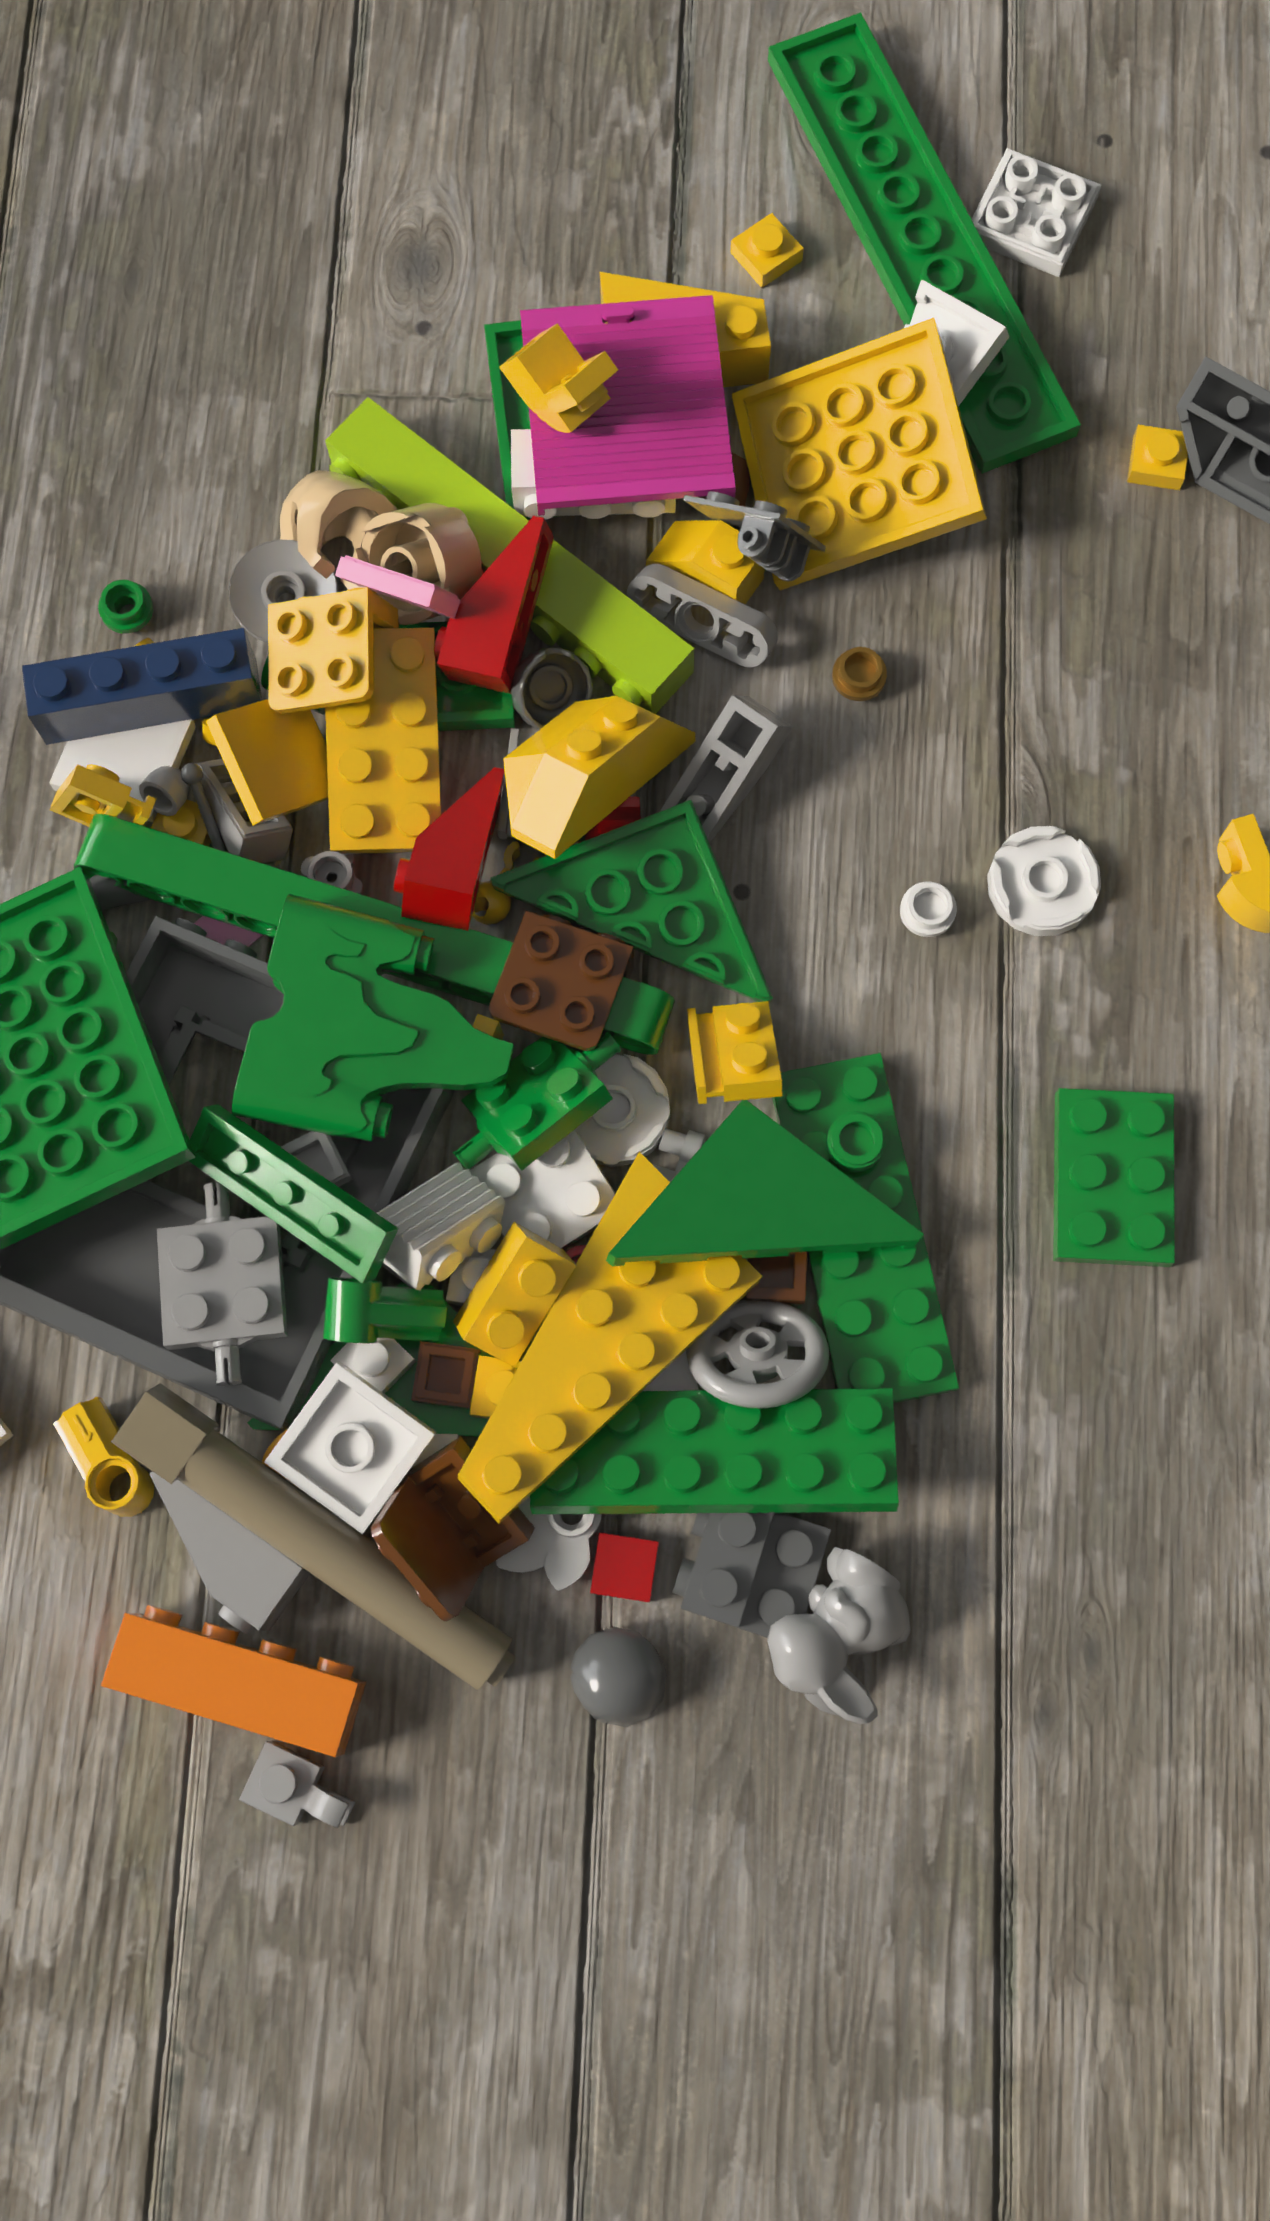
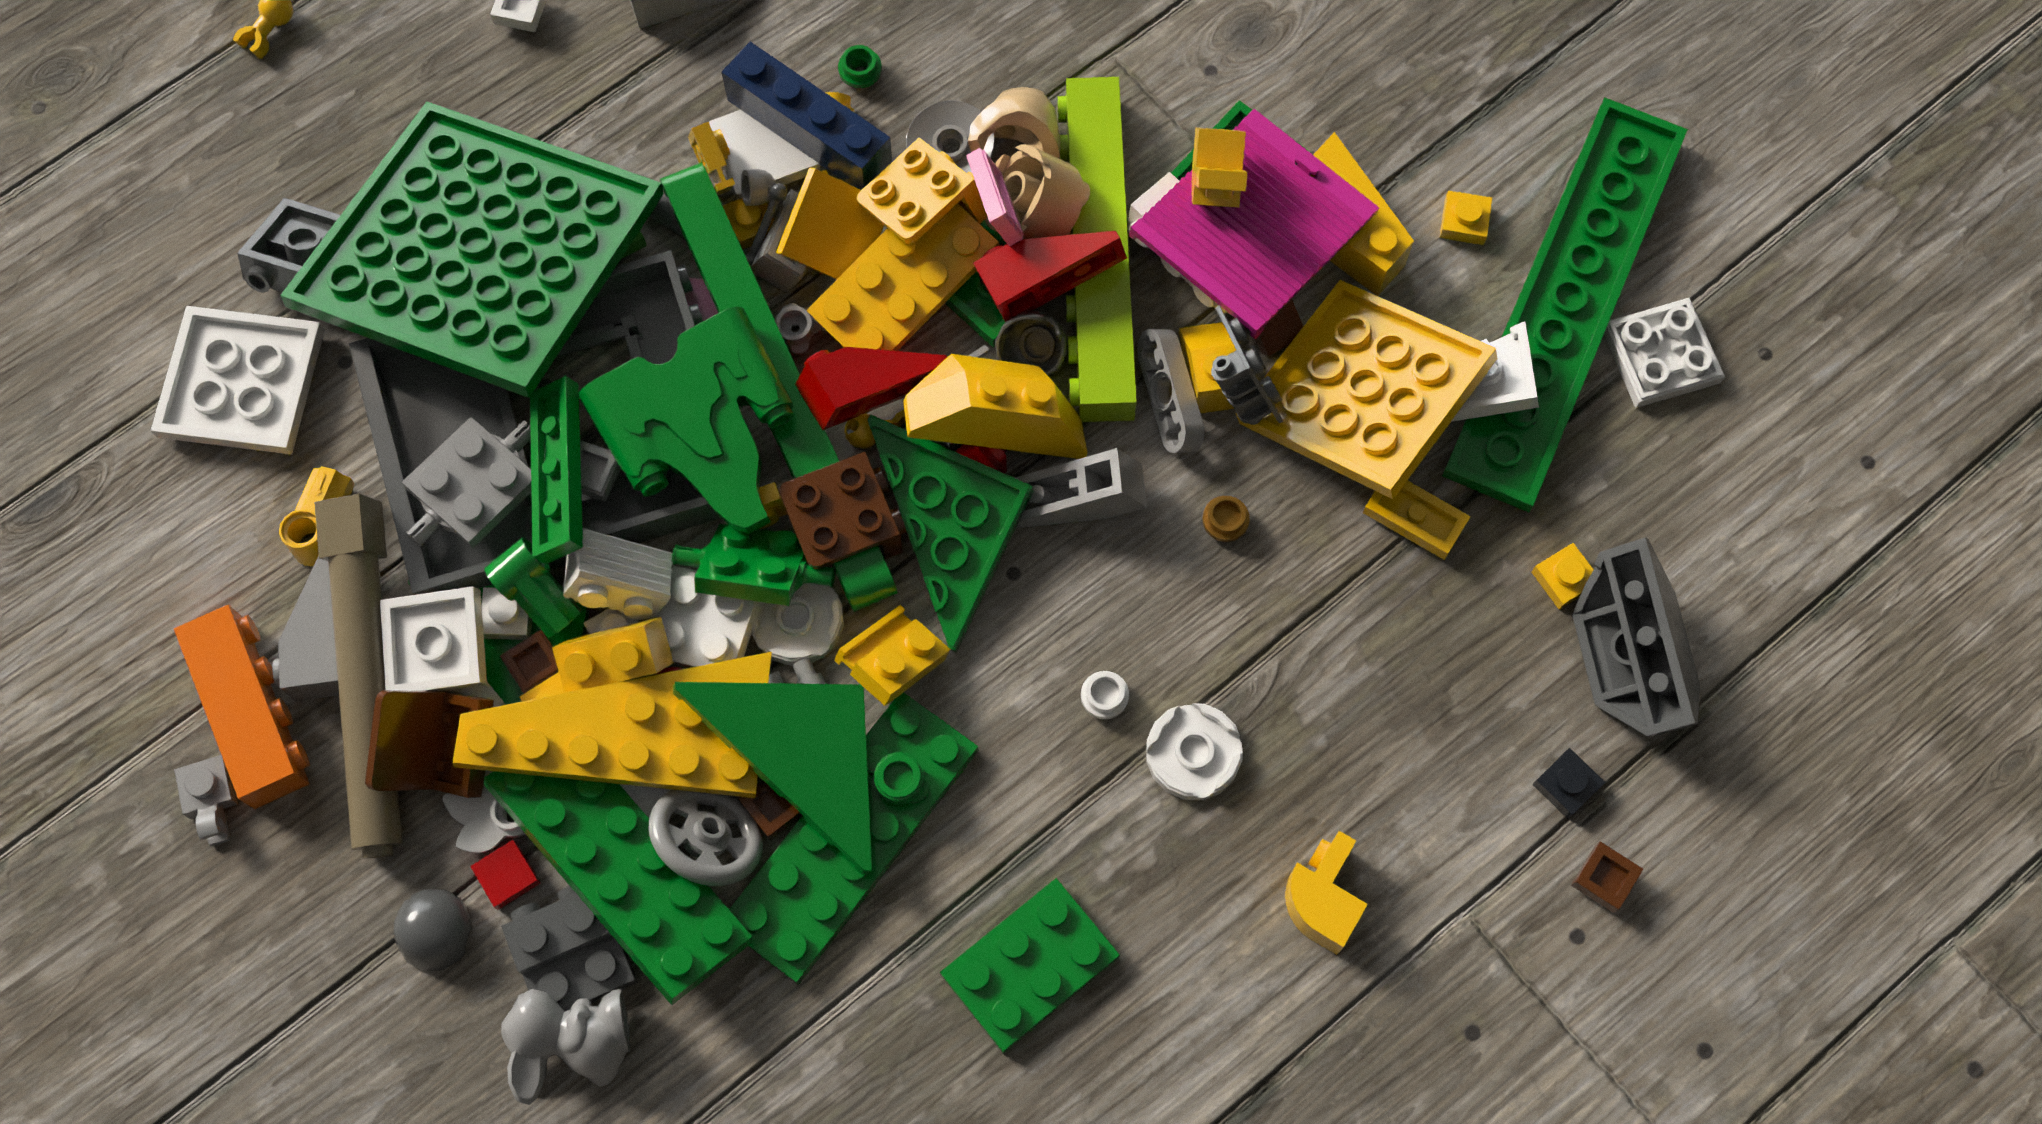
camera: 45 degrees right, 5 degrees down
(1013, 520) = (1419, 518): none -> yellow plate

